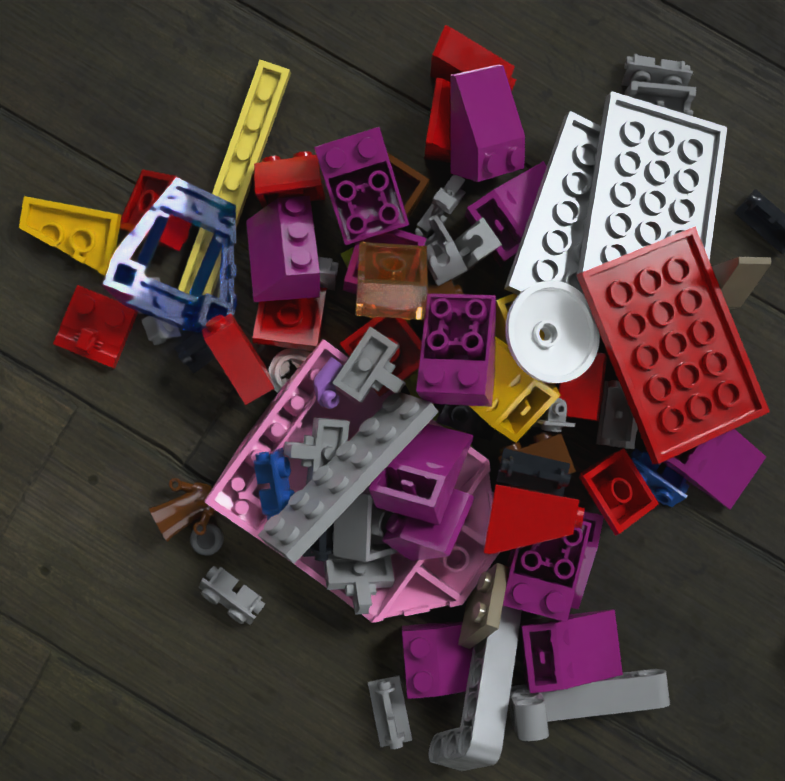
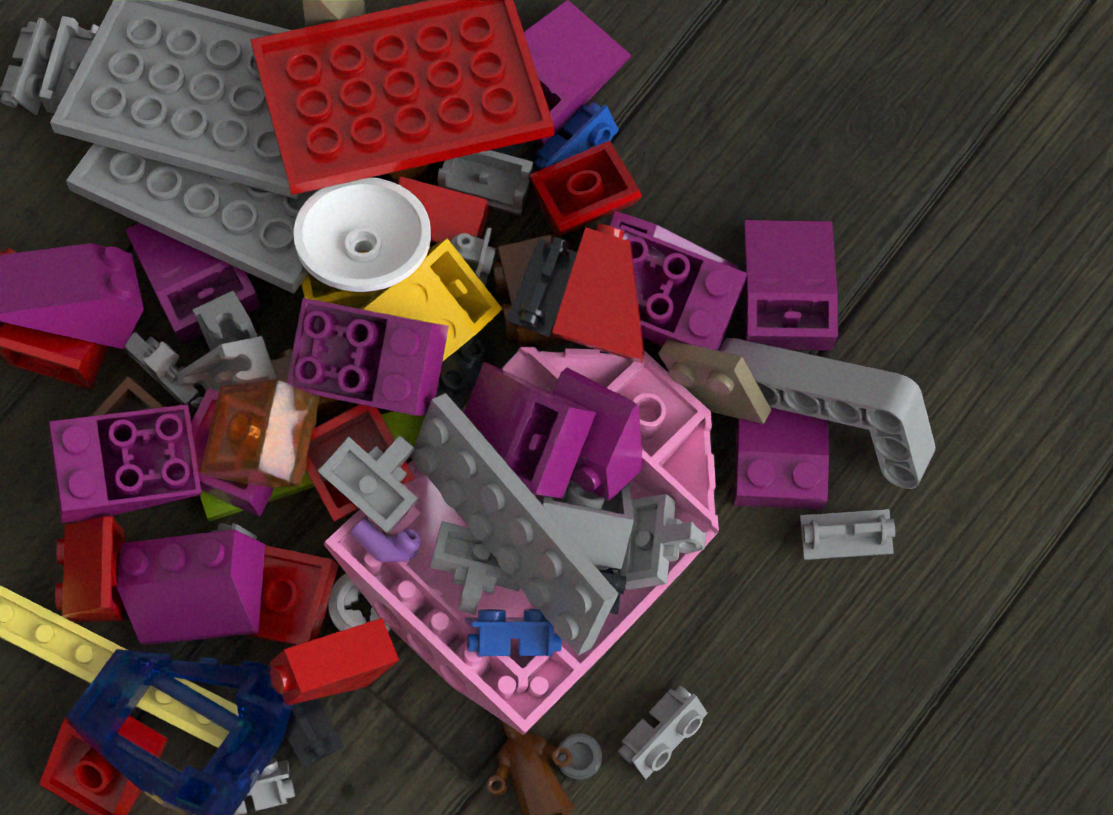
camera: 85 degrees left, 10 degrees down
(613, 695) = (862, 328): light grey beam -> none

